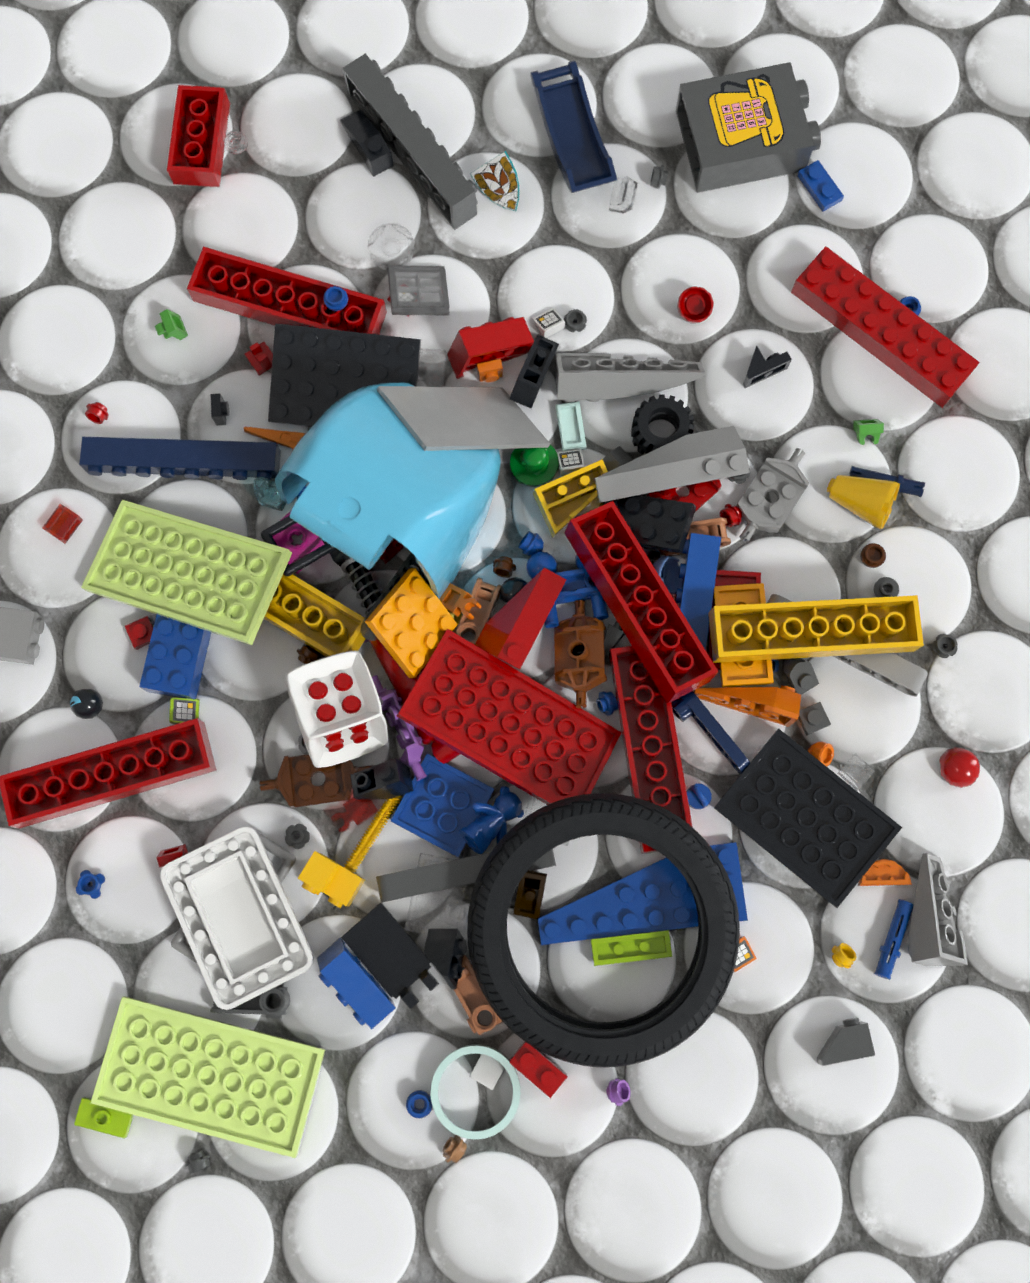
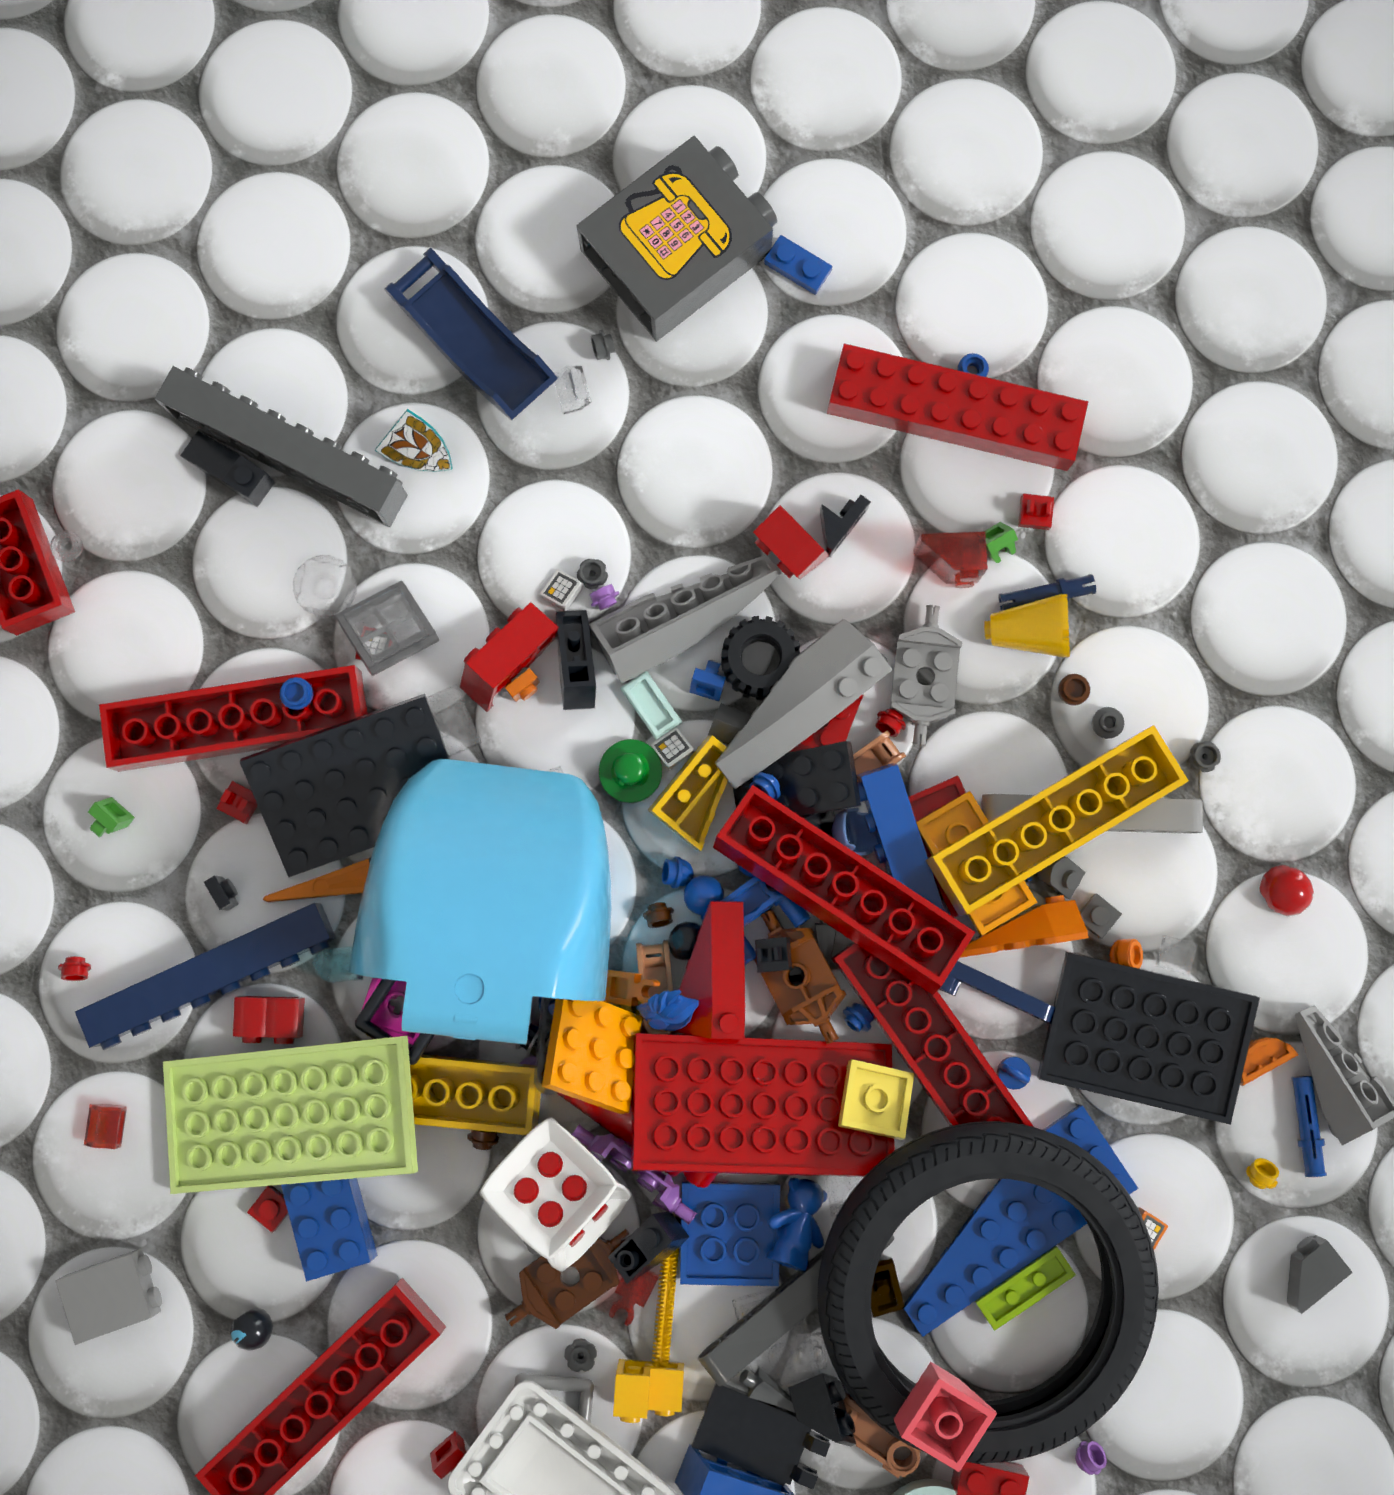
camera: 30 degrees left, 5 degrees up
(183, 710) = (372, 1277): slope -> none
(206, 505) = (268, 1017): none -> red brick
(412, 922) = (765, 1389): none -> dark grey piece
(462, 418) = (527, 775): light grey piece -> none
(477, 624) = (668, 1010): none -> blue hat
(527, 992) = (944, 1417): none -> coral slope
(569, 627) = (773, 954): none -> black tile
(575, 340) = (604, 597): none -> medium lavender plate
(591, 759) = (876, 1099): none -> light yellow plate
(617, 428) = (708, 682): none -> blue tile
(624, 508) = (767, 784): none -> blue plate
(695, 304) = (724, 487): red hair -> none
(721, 359) = (790, 544): none -> red slope
(831, 421) = (954, 557): none -> clear red slope
(906, 424) = (1036, 511): none -> red tile

